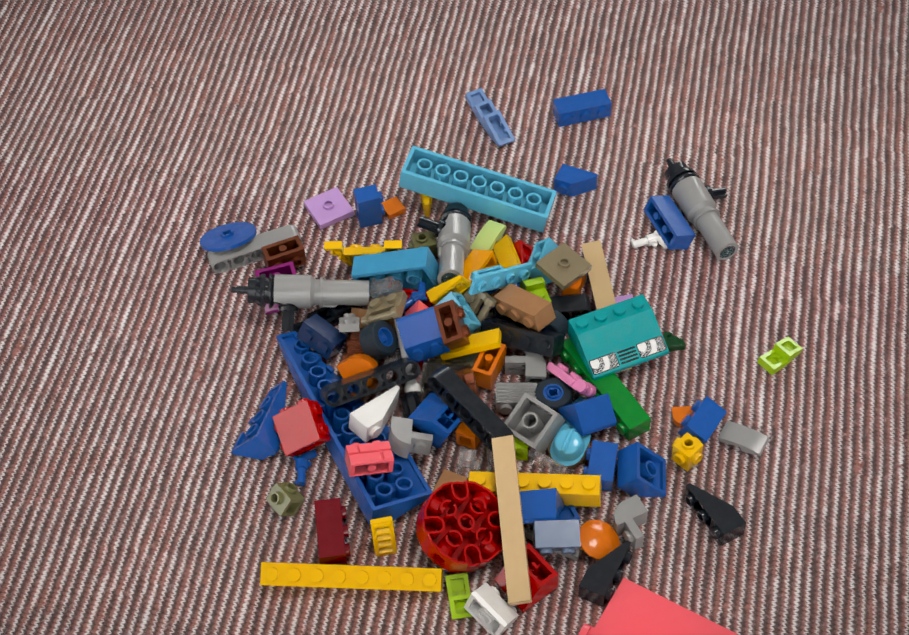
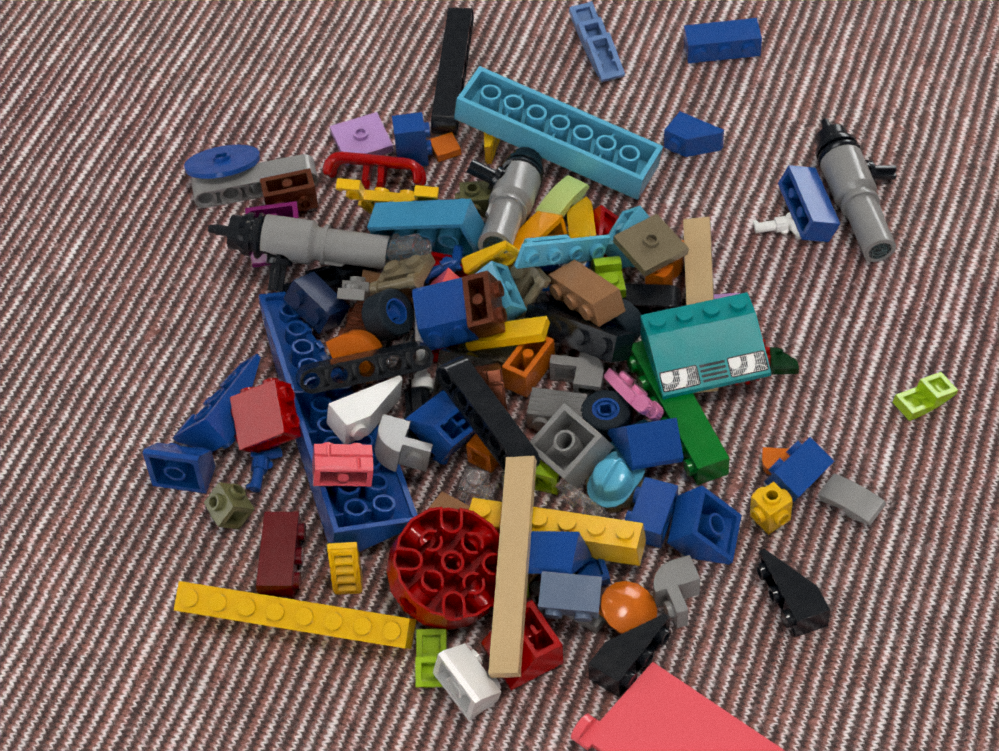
camera: 10 degrees right, 0 degrees up
(242, 474) = (179, 466): none -> blue slope
(340, 224) = (369, 161): none -> red piece
(387, 149) = (452, 69): none -> black beam

